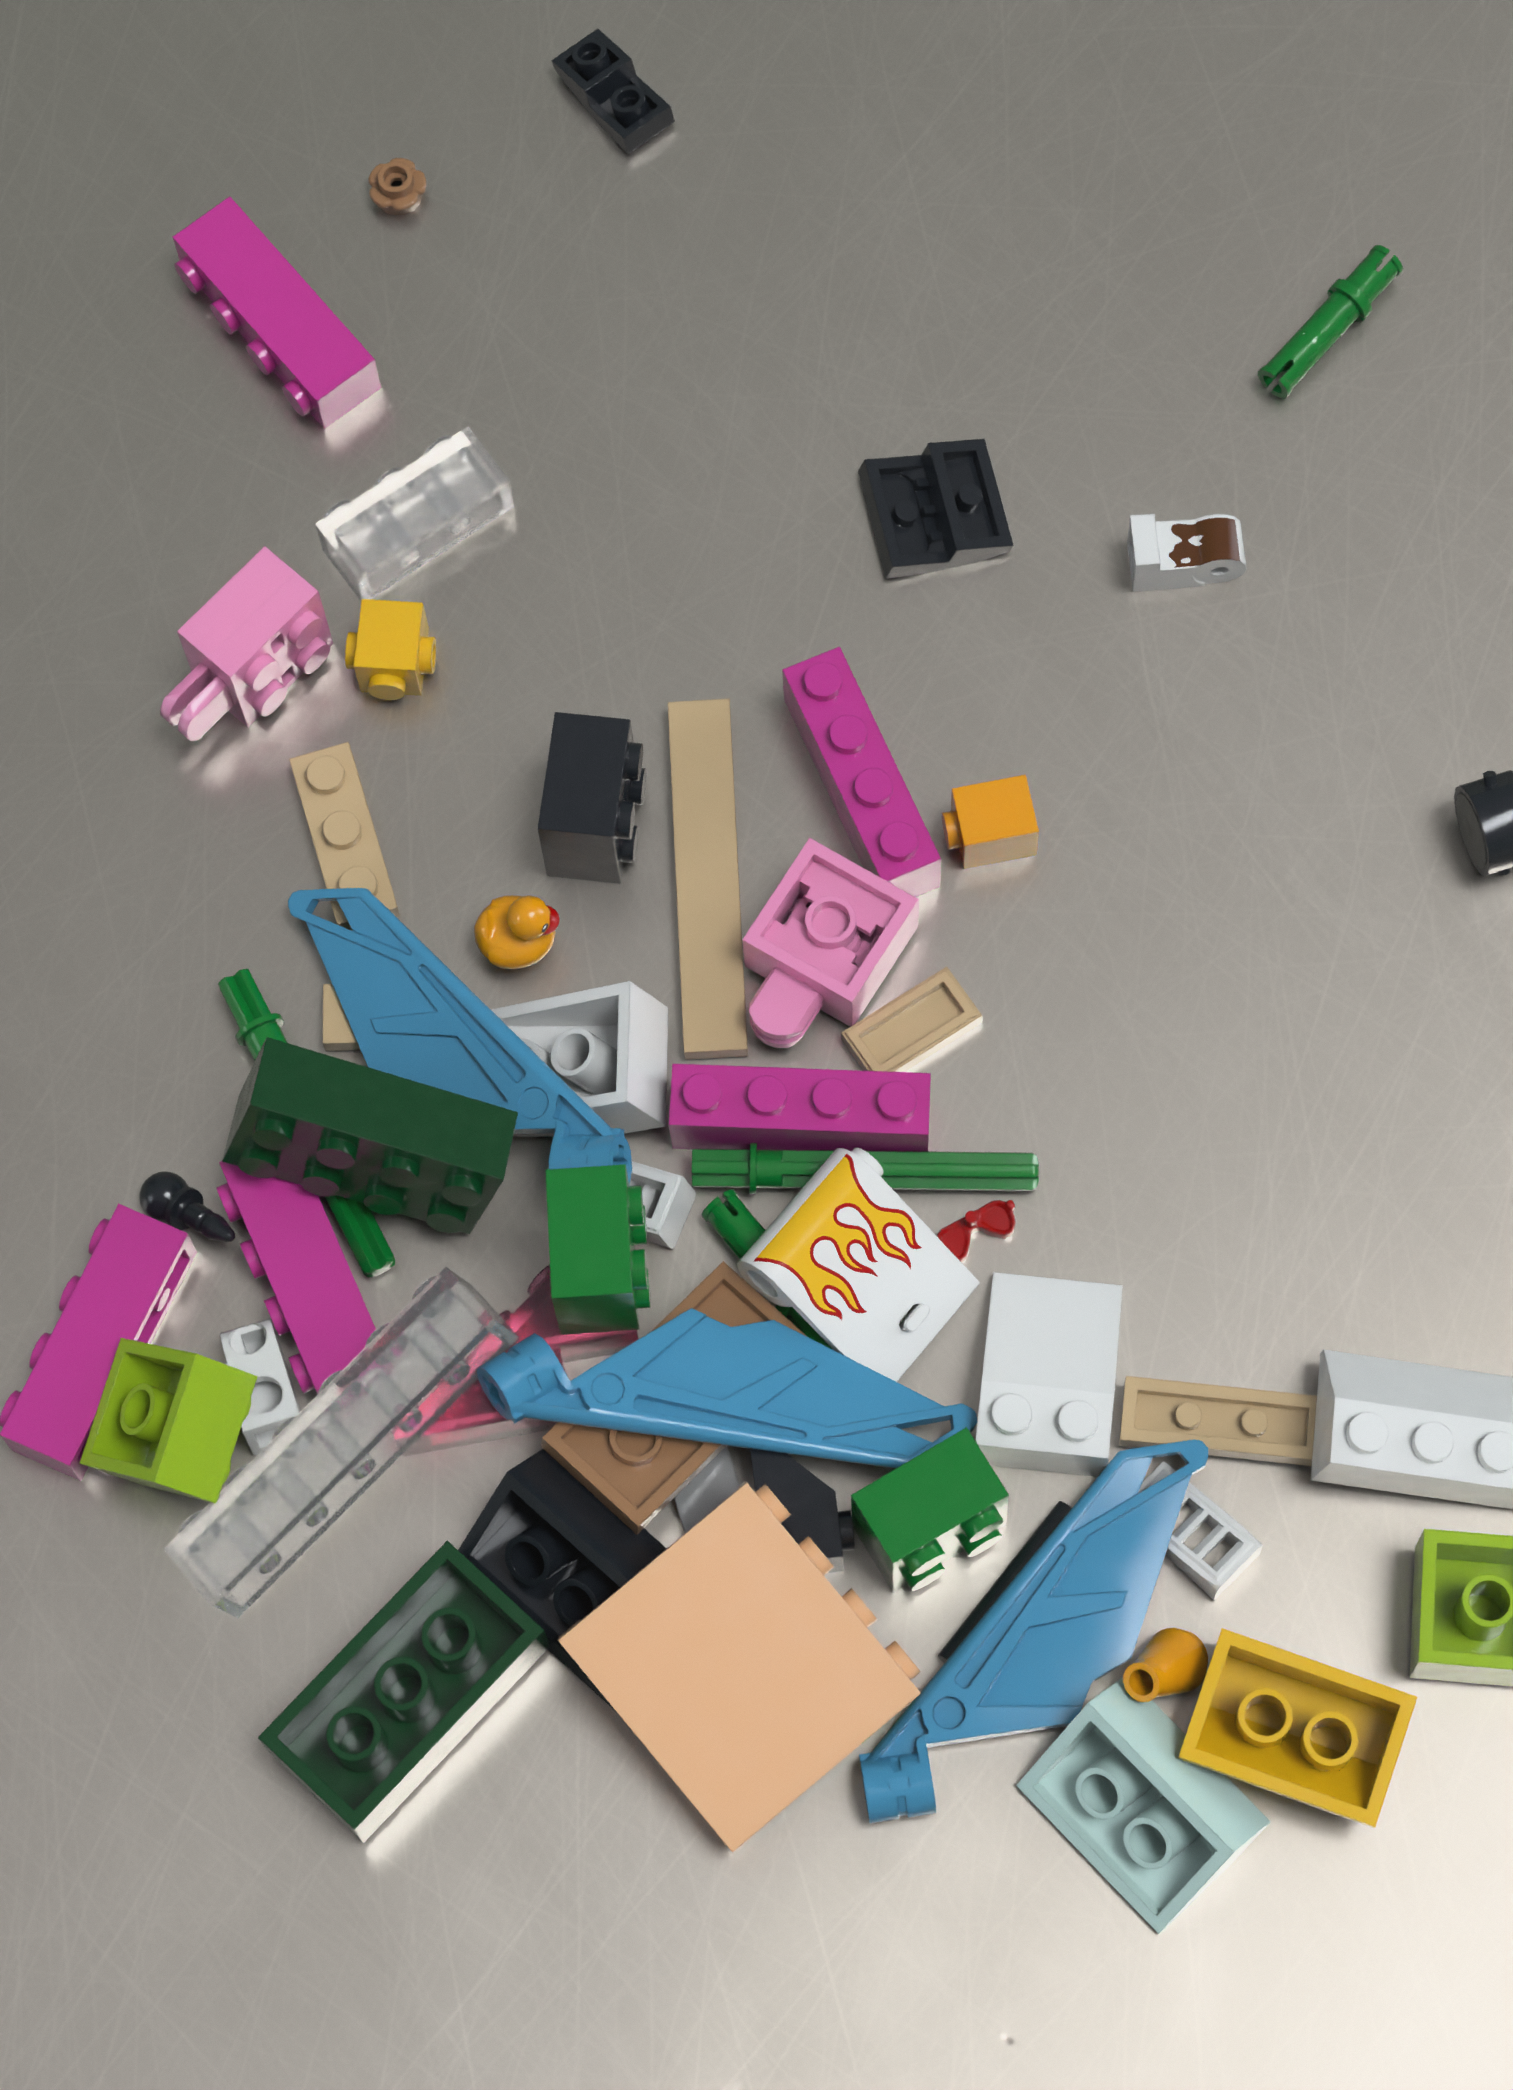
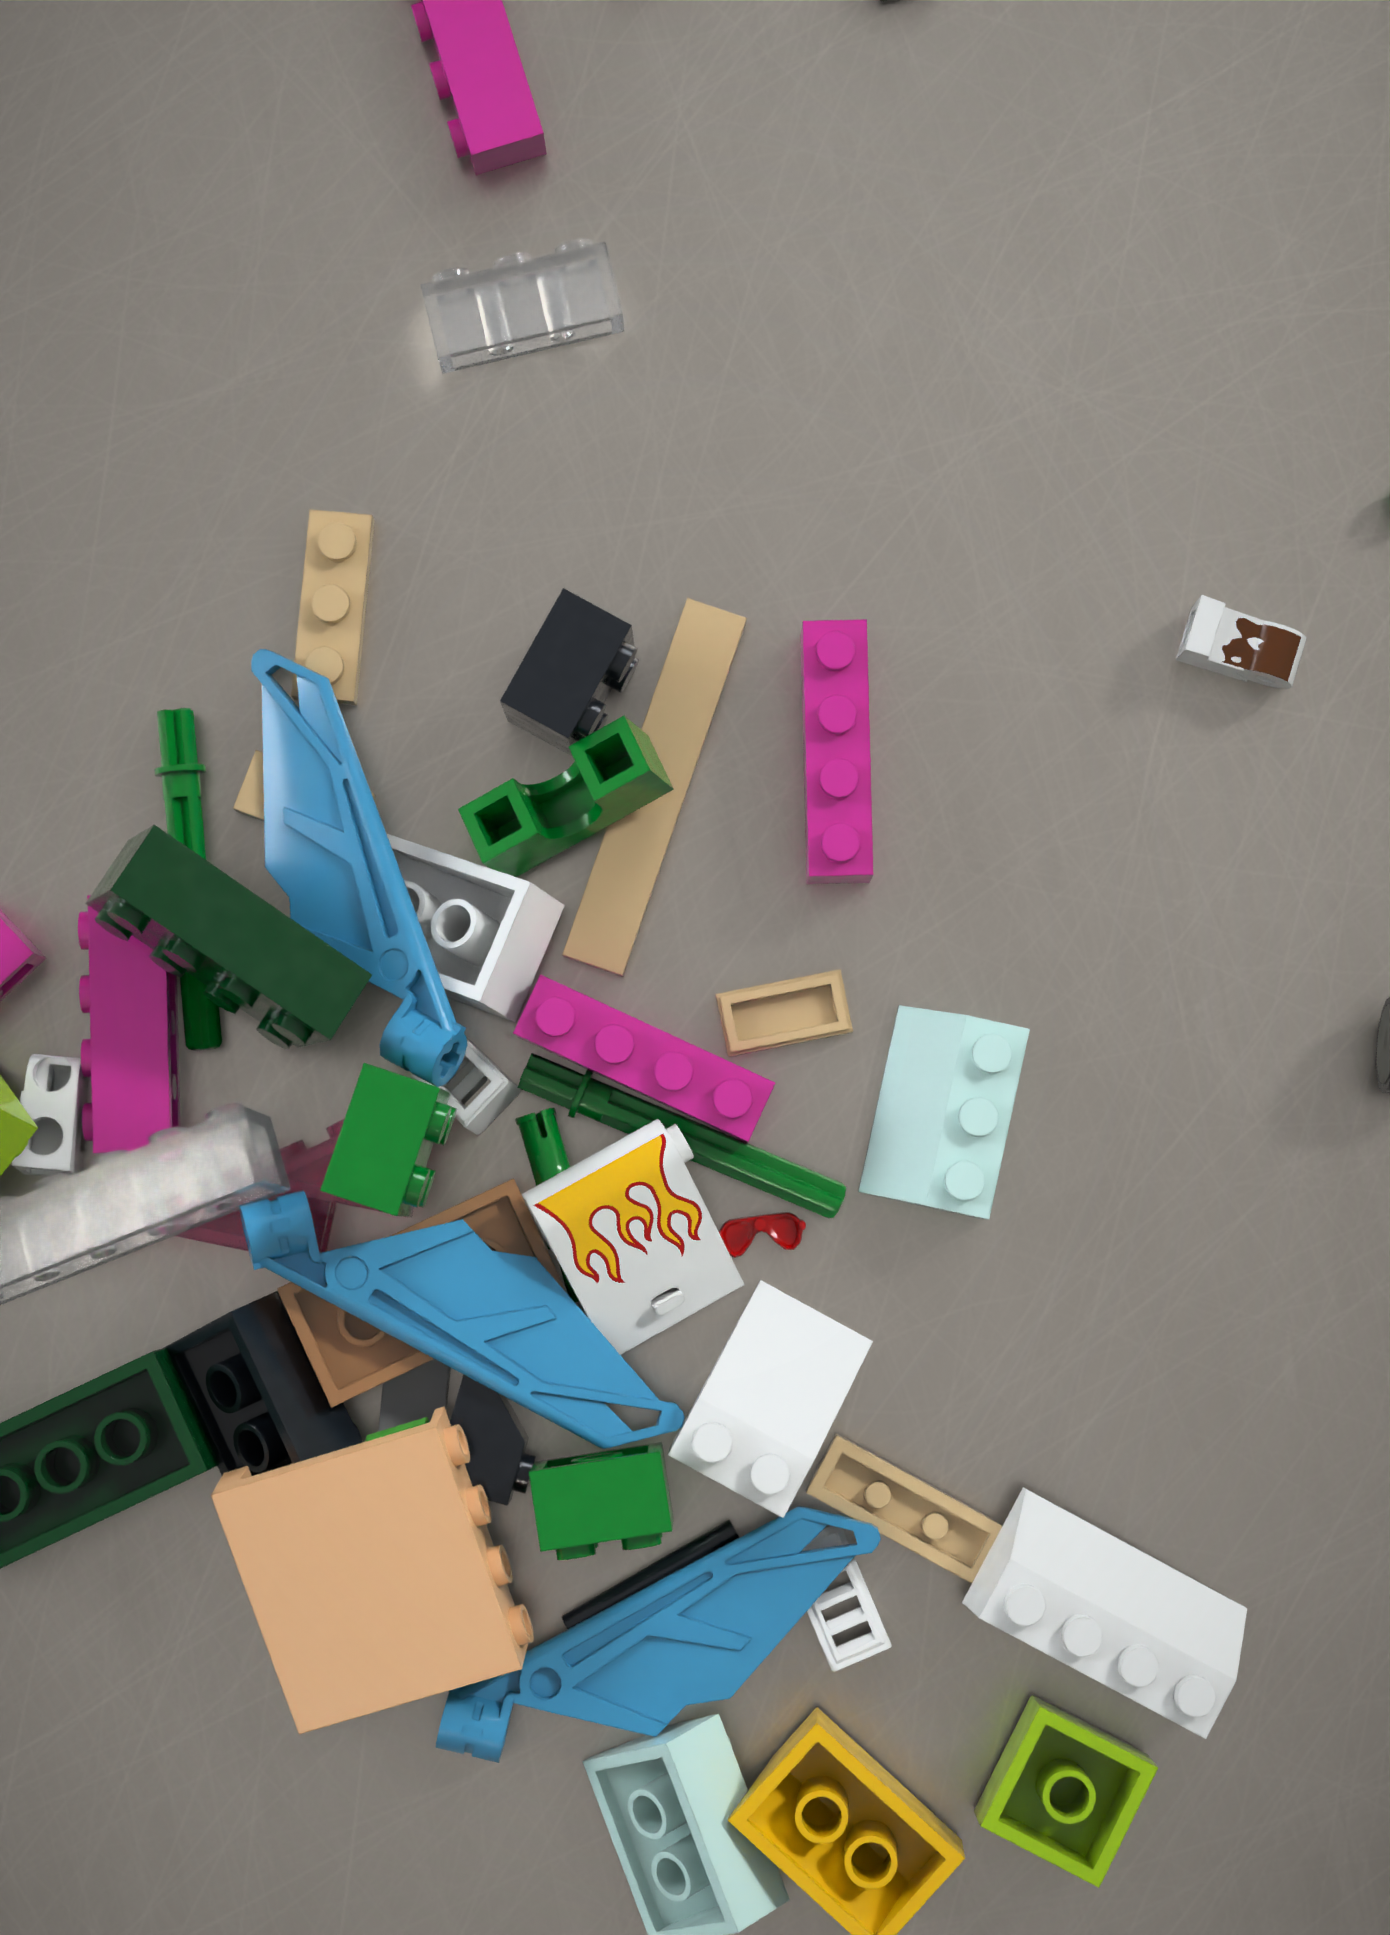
camera: 20 degrees right, 15 degrees up
(171, 1200) = (39, 901): black bar -> none
(248, 647) = (305, 388): bright pink brick -> none
(391, 648) = (446, 438): yellow brick -> none
(516, 931) = (450, 772): light orange animal -> none
(662, 878) = (528, 824): none -> green arch
(831, 950) = (730, 908): bright pink brick -> none
(935, 508) = (1023, 500): black slope -> none
(992, 822) = (940, 846): light orange brick -> none
(1098, 1050) = (944, 1111): none -> light aqua slope
(1168, 1665) = (758, 1721): light orange cone -> none

